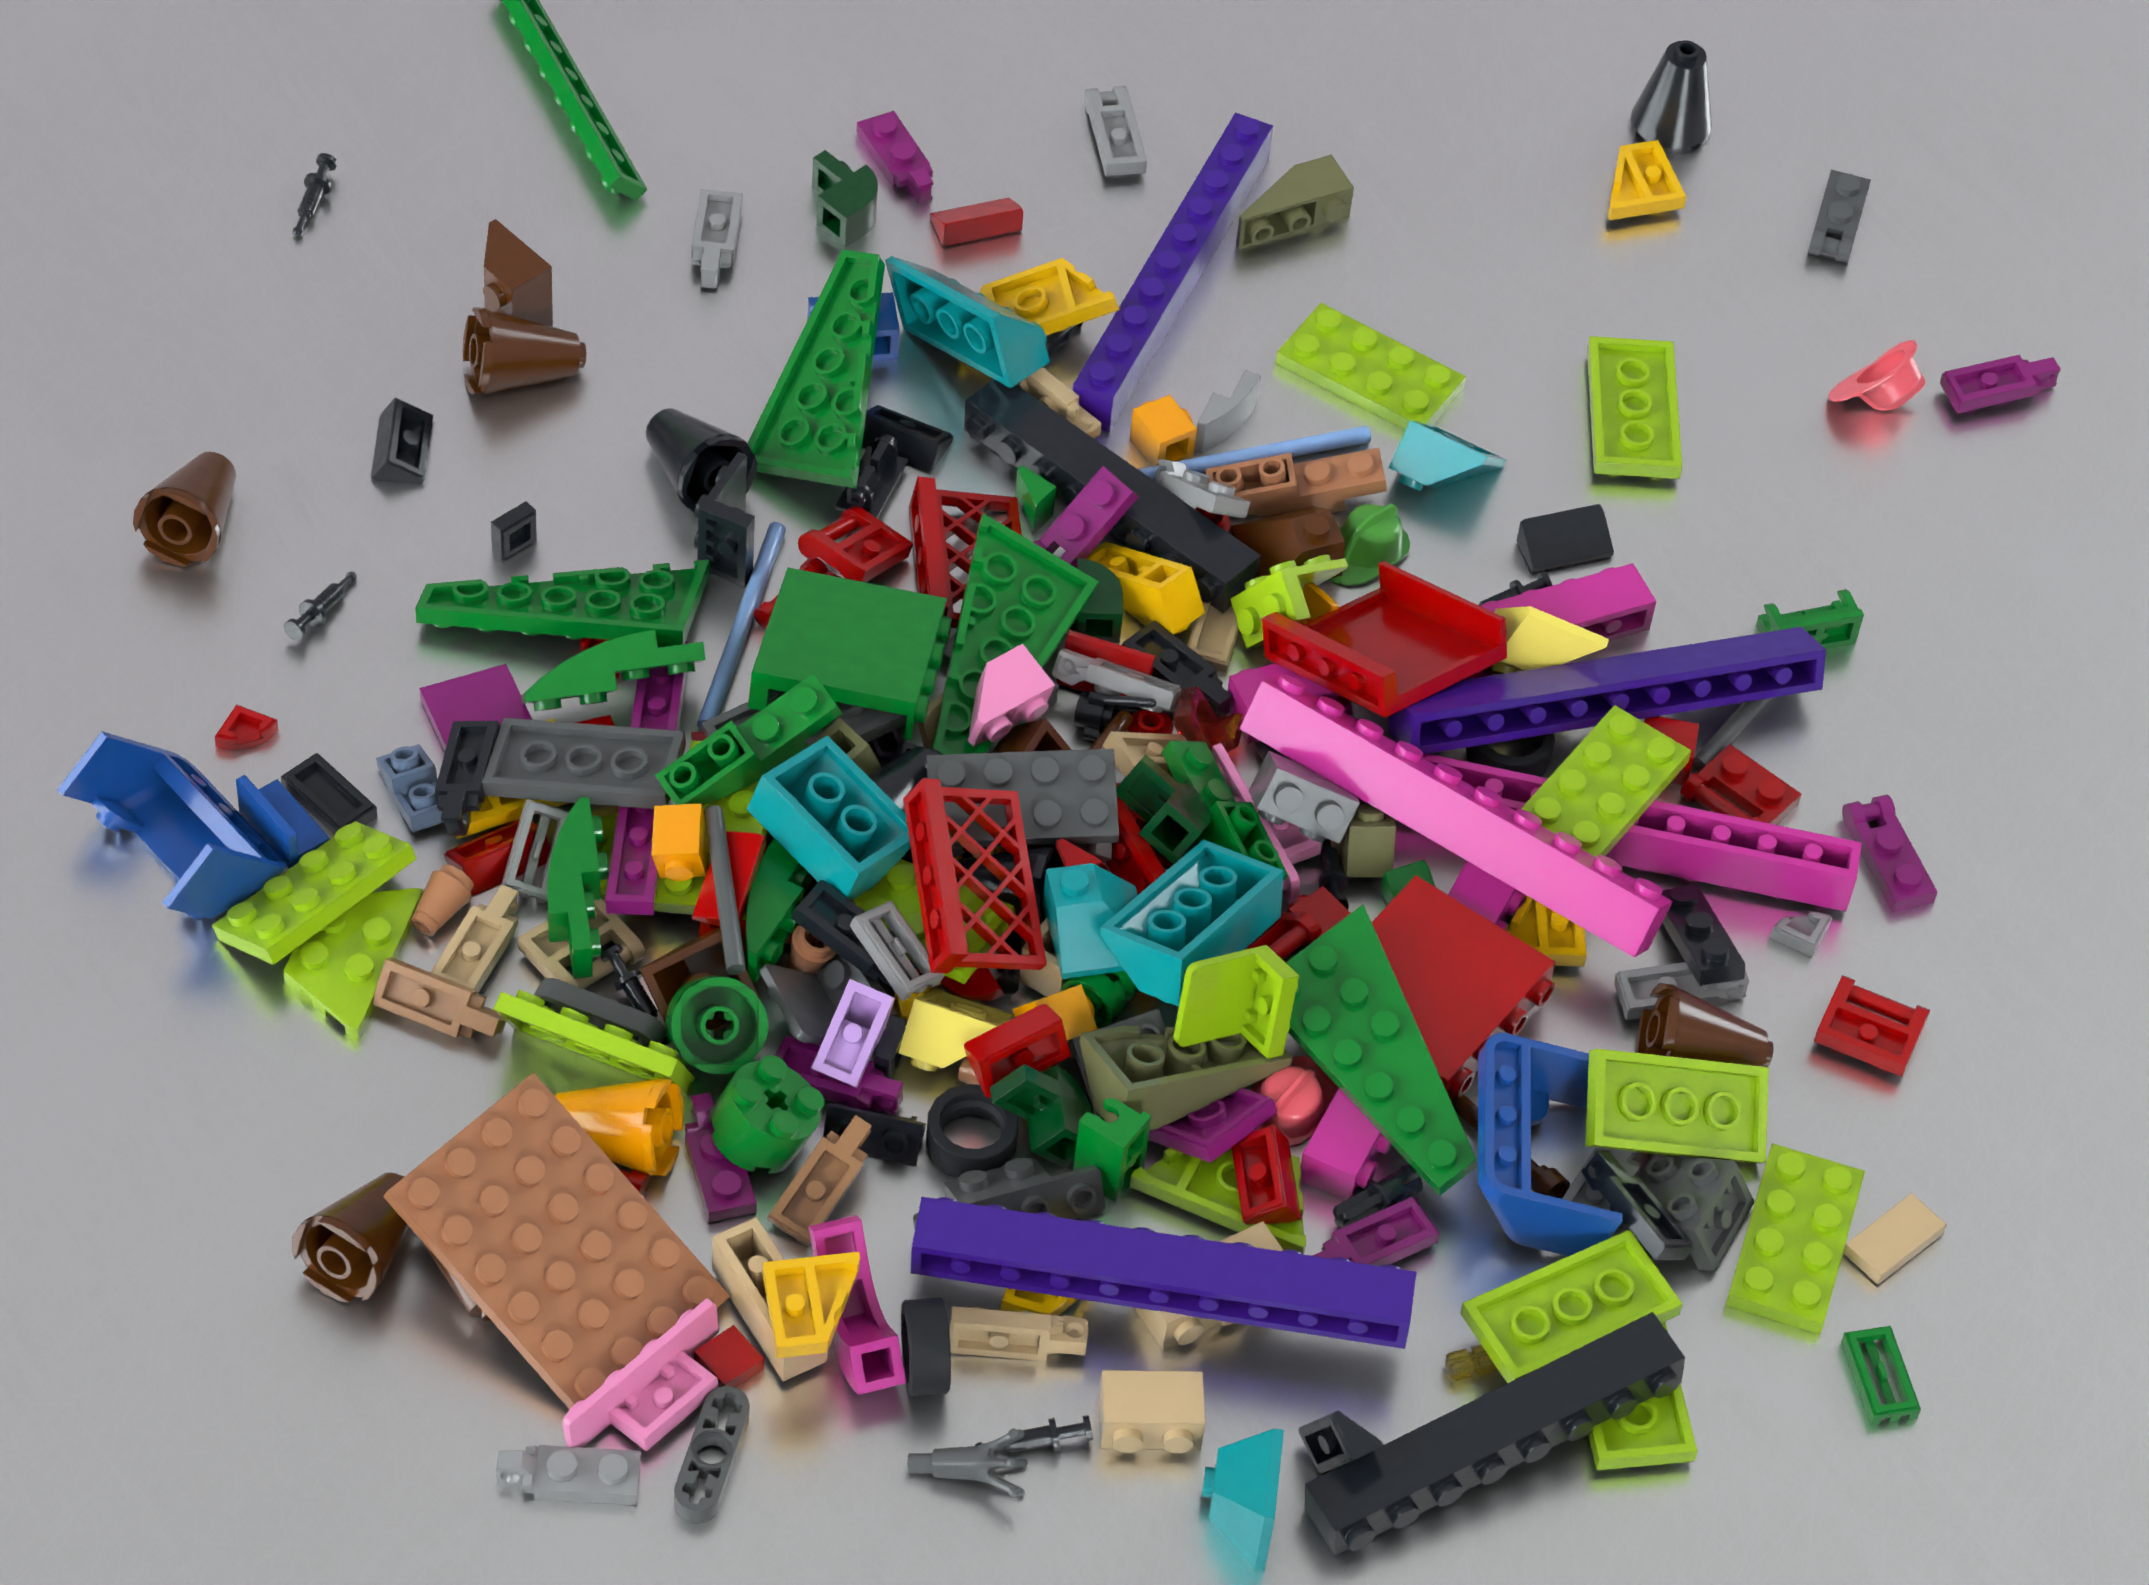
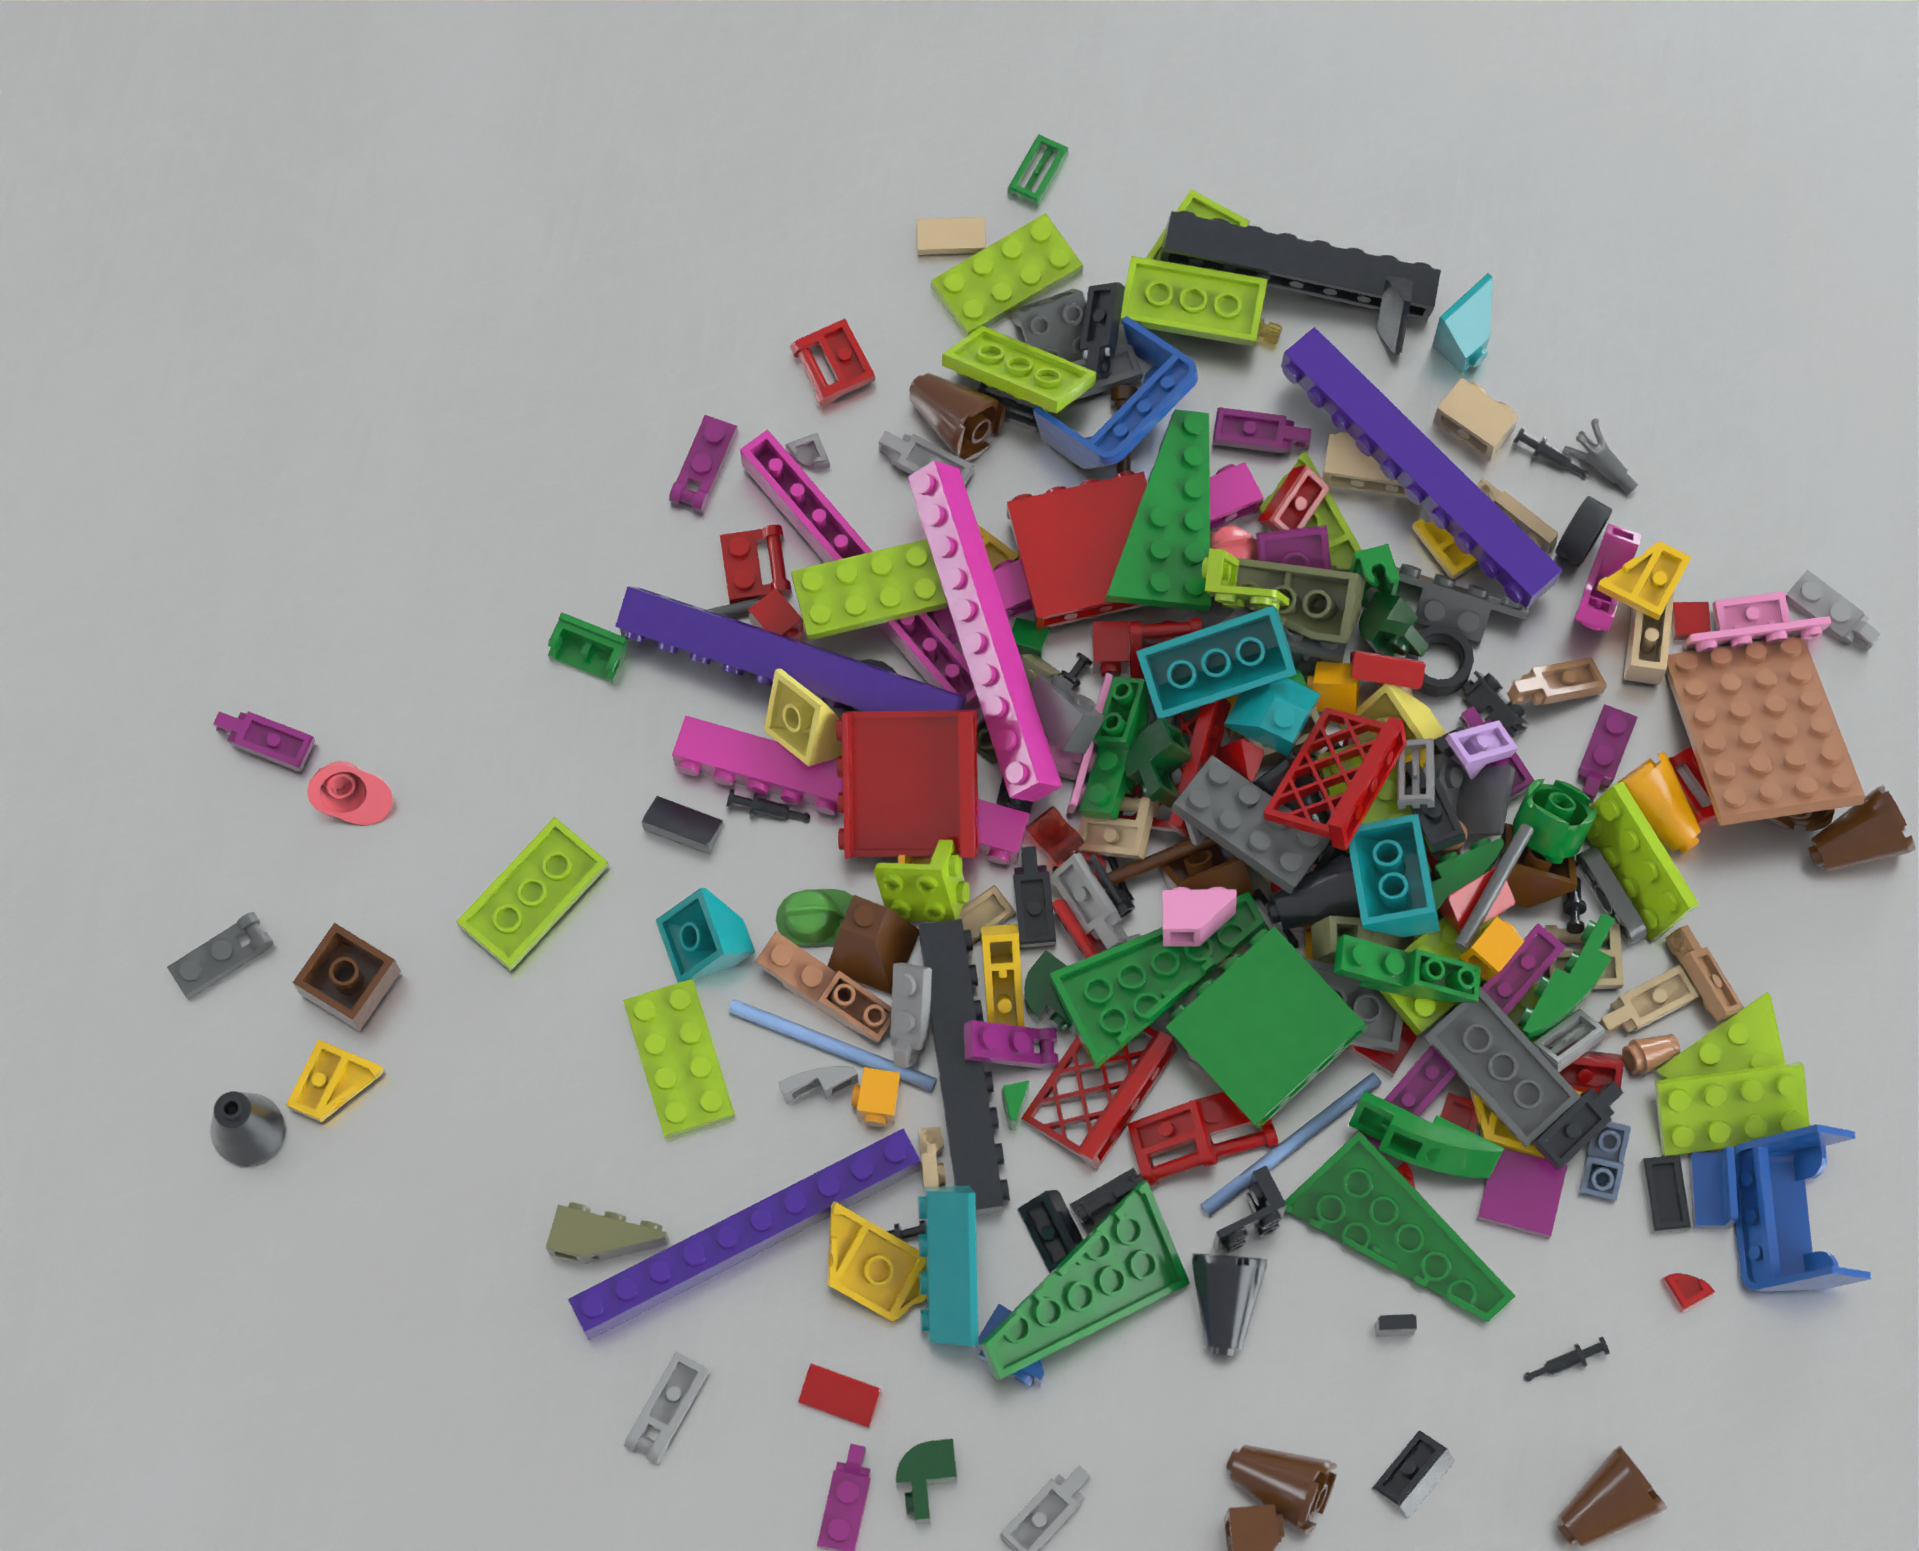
camera: 135 degrees left, 20 degrees up
(716, 1474) = (1748, 554): dark grey beam -> none
(765, 1115) = (1567, 740): green brick -> none
(1377, 1196) = (1225, 455): black axle -> none
(1701, 937) = (885, 480): black plate -> none
(1714, 244) = (346, 976): none -> reddish brown brick

